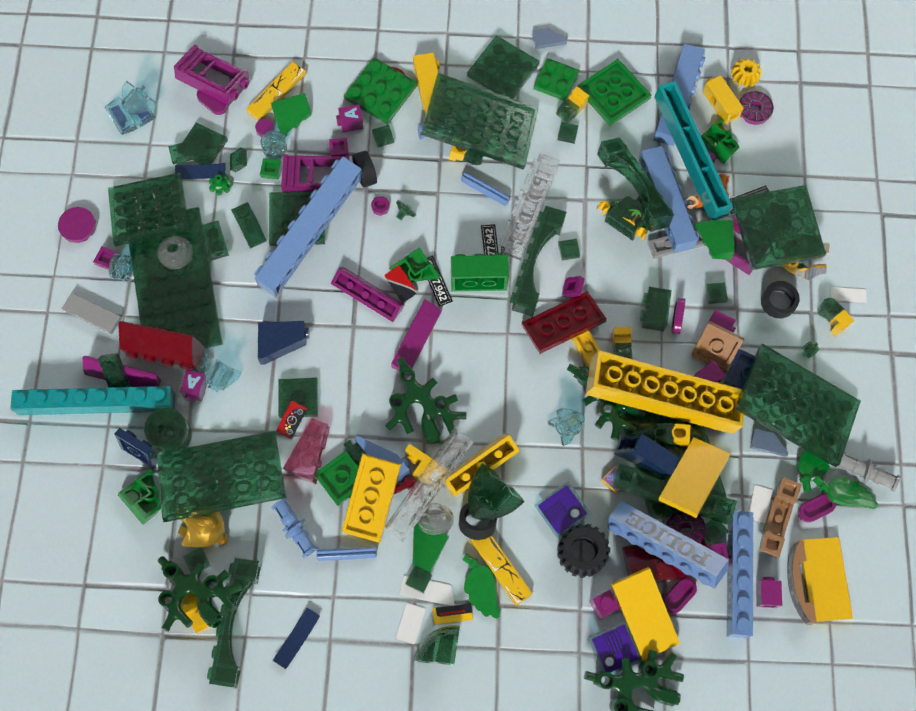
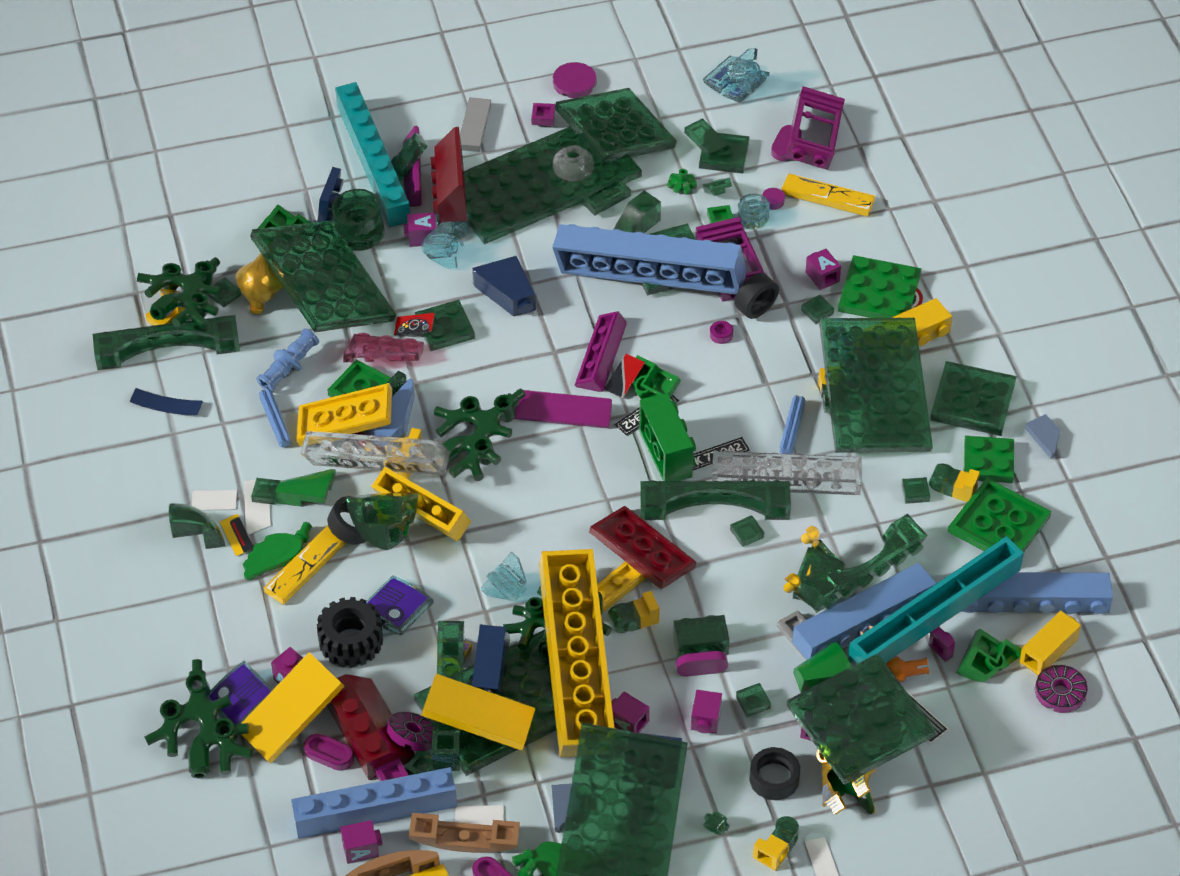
camera: 75 degrees right, 20 degrees down
(120, 267) = (536, 126): clear light blue wheel -> none
(201, 171) = (688, 158): dark blue sticker -> none
(291, 112) = (804, 214): green slope -> none
(339, 147) = (778, 270): magenta plate -> none
(404, 210) = (724, 353): clear green plant -> none
(437, 523) = (341, 480): clear piece -> none
(573, 286) = (694, 545): magenta plate -> none
(668, 544) = (379, 701): medium blue brick -> none
(671, 434) = (530, 683): leg -> none
(717, 345) = (673, 708): medium nougat plate -> none
(746, 72) = (1108, 661): yellow gear -> none

